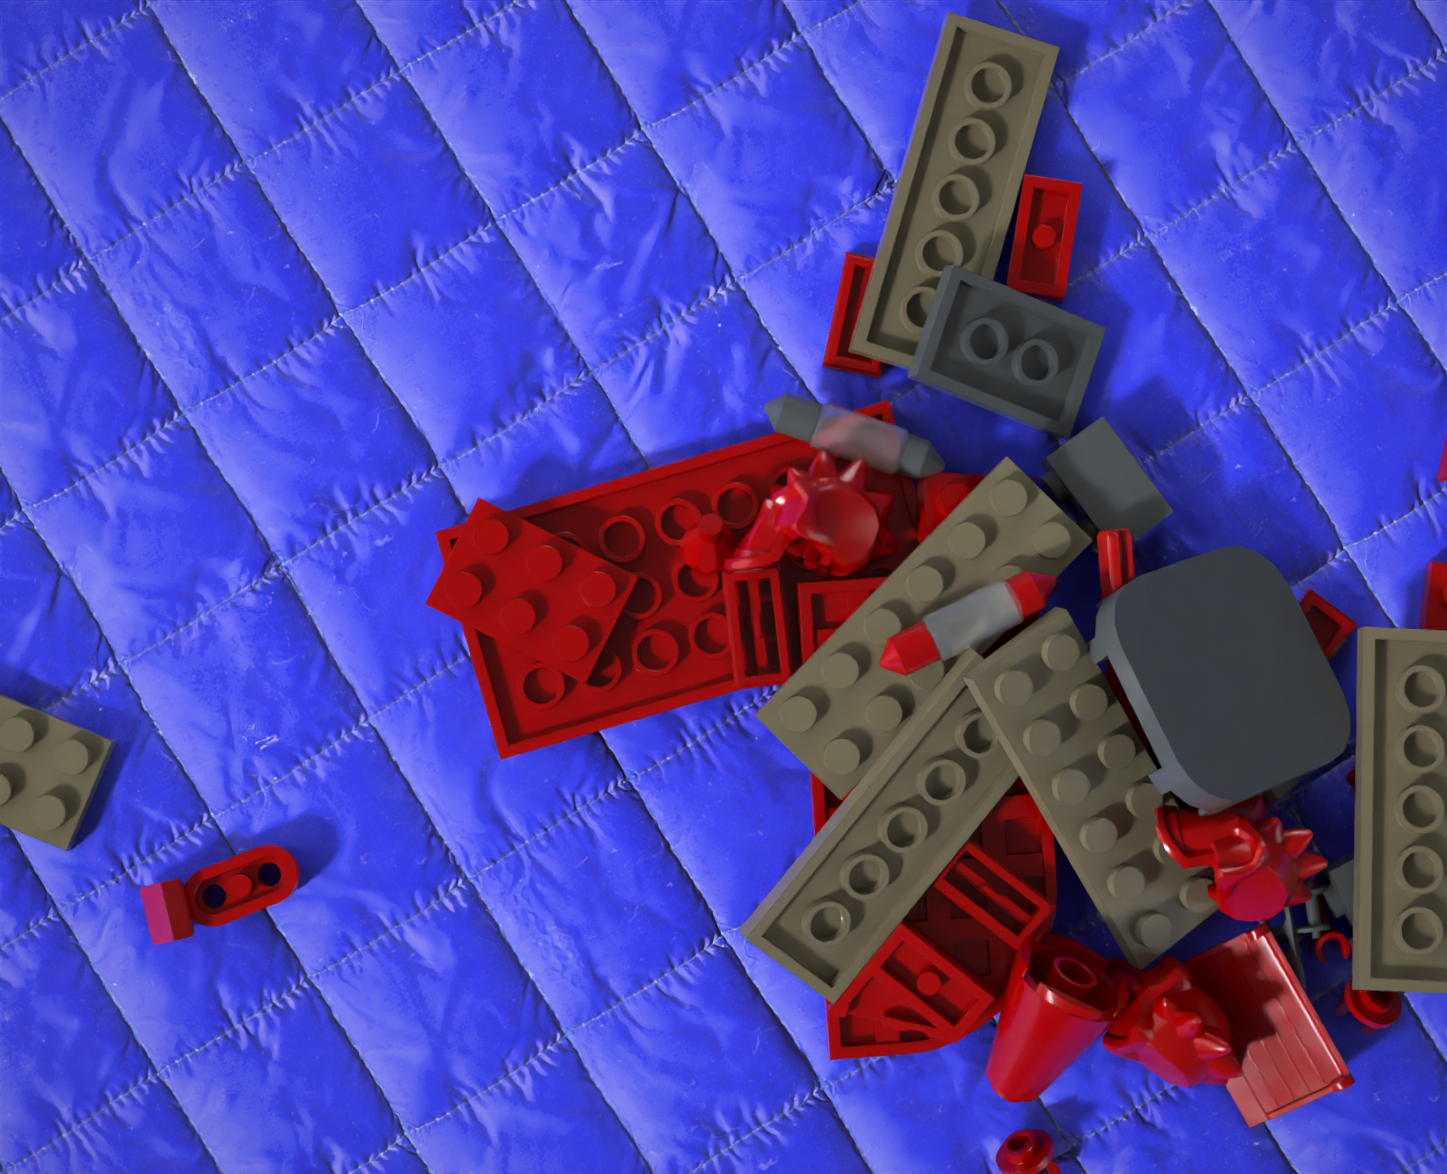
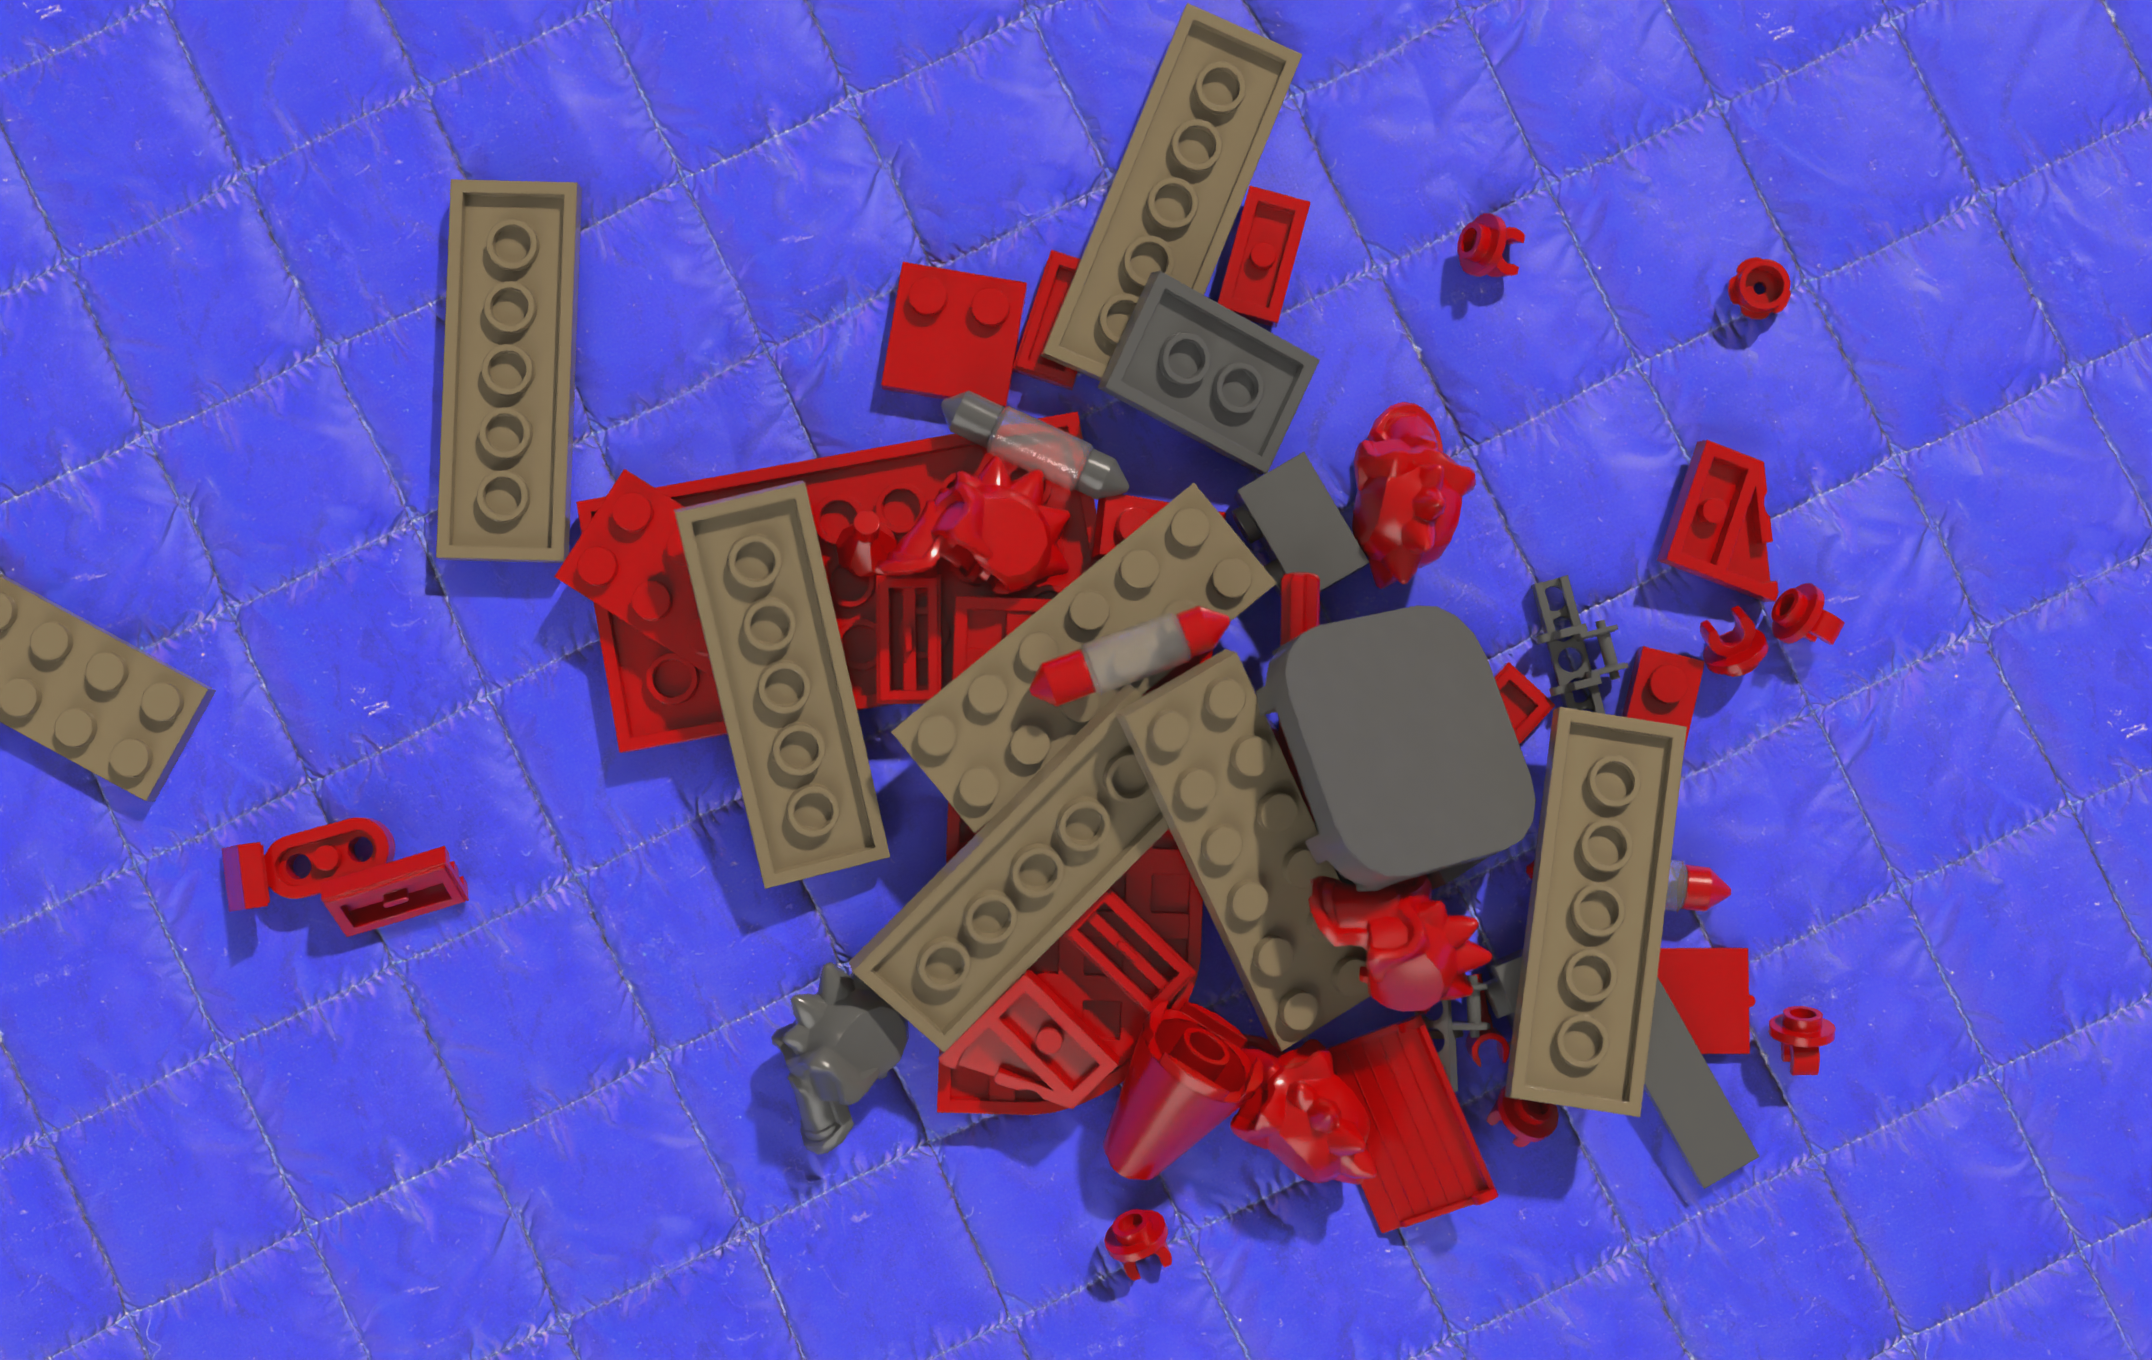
camera: 10 degrees right, 0 degrees up
(306, 910) = (394, 891): none -> red tile
(358, 417) = (509, 371): none -> dark tan plate
(648, 680) = (782, 682): none -> dark tan plate
(734, 1014) = (837, 1052): none -> dark grey head
(765, 339) = (953, 334): none -> red plate
(1200, 444) = (1406, 494): none -> red head
(1246, 205) = (1483, 244): none -> red plate
(1369, 557) = (1578, 634): none -> dark grey piece

